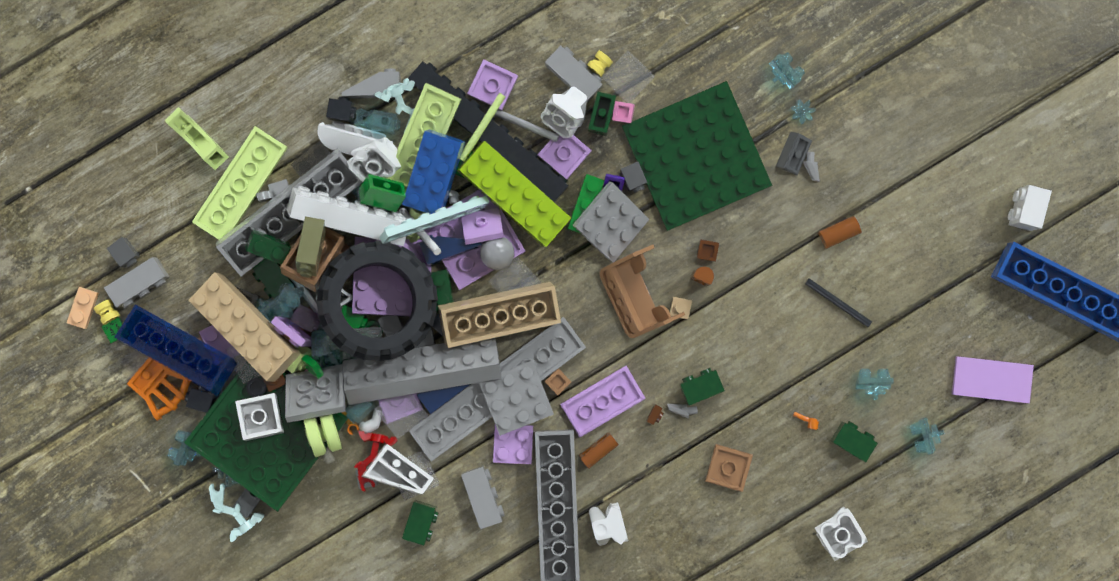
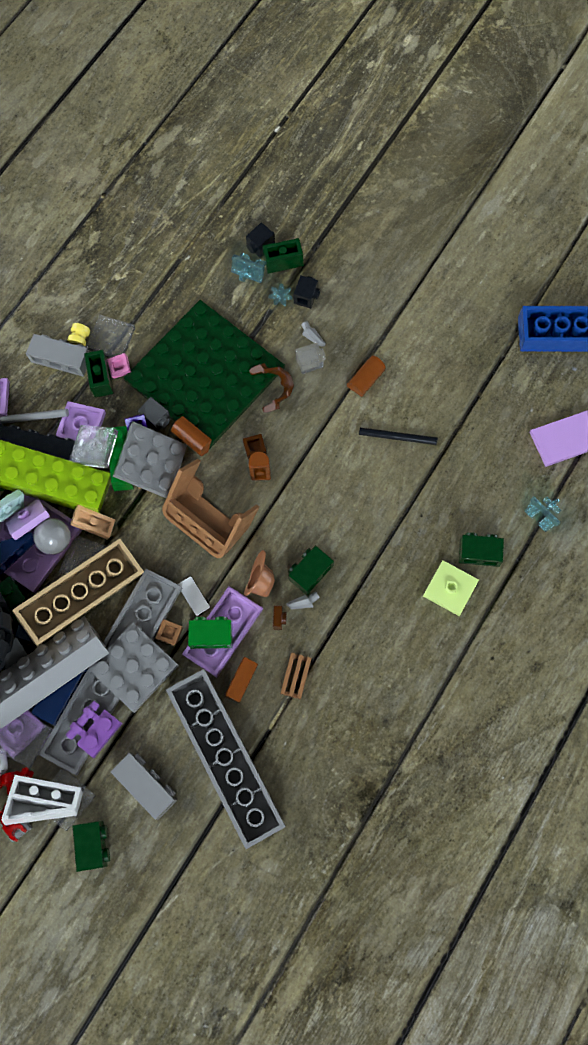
camera: 25 degrees left, 15 degrees down
(464, 438) = (98, 734): none -> medium lavender plate
(514, 446) = (154, 718): lavender plate -> none
(536, 253) = (92, 522): none -> light nougat plate
(565, 112) = (62, 384): white piece -> none
(568, 187) = (94, 446): none -> clear plate
(592, 358) = (193, 596): none -> white sticker
(592, 402) = (210, 633): none -> green brick
(608, 525) = (285, 748): white piece -> none
(651, 473) = (300, 658): none -> medium nougat tile
(656, 371) = (261, 577): none -> nougat piece
(657, 214) = (191, 436): none -> dark orange brick
(680, 305) = (261, 513): tan plate -> none
(729, 467) = (376, 634): medium nougat plate -> none
(766, 202) = (286, 381): none -> reddish brown helmet
(794, 153) = (290, 331): dark grey slope -> none
(798, 191) = (310, 358): none -> clear brick
(811, 47) = (258, 237): none -> black brick
(811, 459) = (451, 588): none -> yellowish green plate
(812, 422) = (433, 553): orange hand -> none
(824, 76) = (283, 255): none -> dark green brick
(828, 122) = (306, 291): none -> black brick
(840, 534) = (517, 641): white piece -> none
(874, 386) = (469, 490): clear light blue hips -> none
(1029, 207) = (519, 275): white brick -> none

